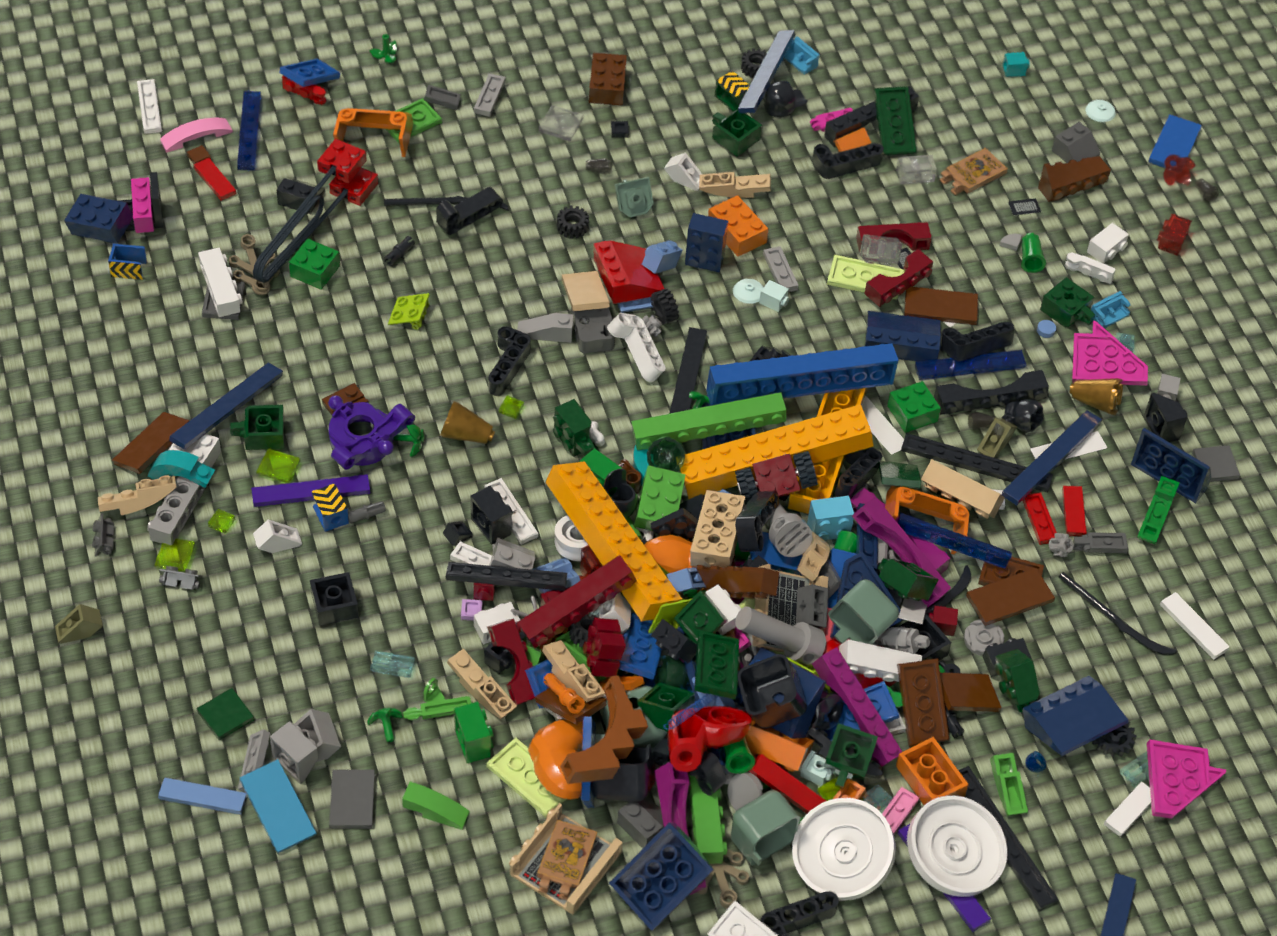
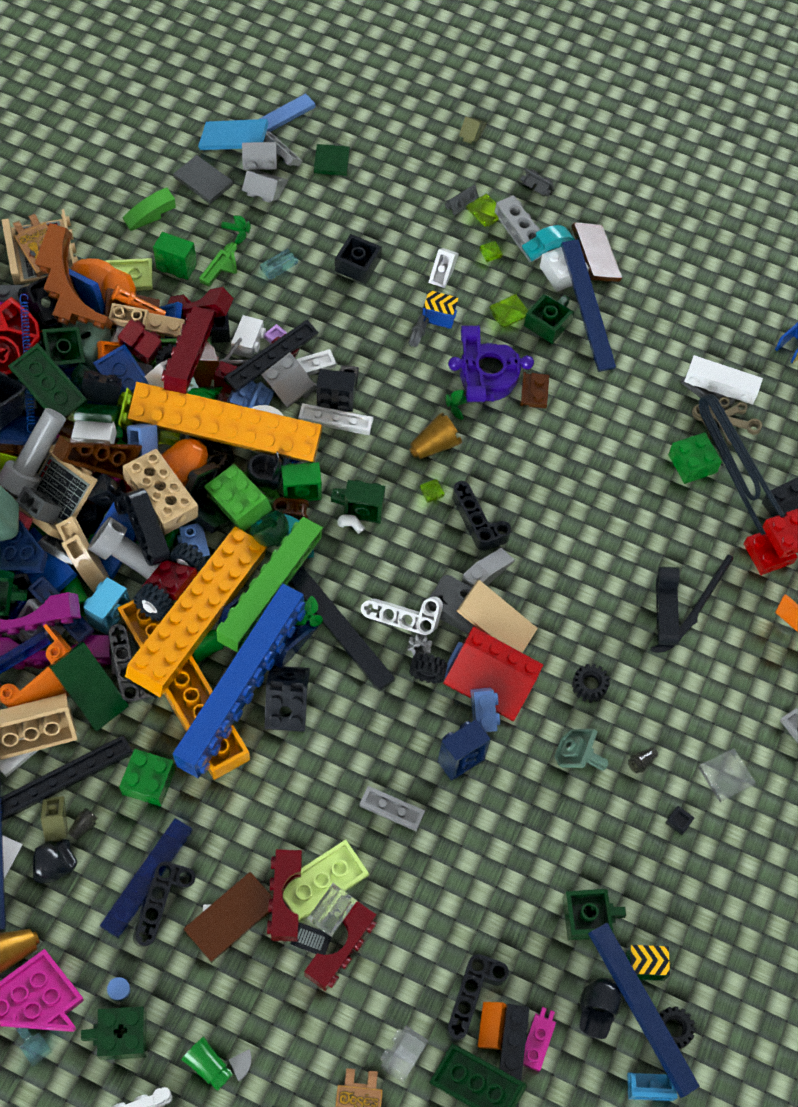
camera: 130 degrees right, 10 degrees up
(145, 495) = (552, 207): tan slope -> none
(303, 490) = (469, 315): dark purple tile -> none
(399, 250) = (664, 530): black pin -> none
(410, 310) = (590, 490): lime hinge -> none
(481, 686) = (196, 290): tan slope -> none
(607, 79) = (753, 857): reddish brown brick -> none
(683, 171) = (575, 825): white slope -> none
(730, 186) = (524, 857): tan slope -> none
(744, 227) = (471, 813): orange brick -> none
(748, 291) = (395, 767): light aqua piece -> none
(774, 296) = (365, 774): light aqua brick -> none
(882, 428) = (153, 741): white sticker -> none
(911, 336) = (229, 846): dark blue slope -> none
(956, 398) = (73, 900): black arch -> none
(1111, 309) = (78, 1071): dark azure hinge -> none

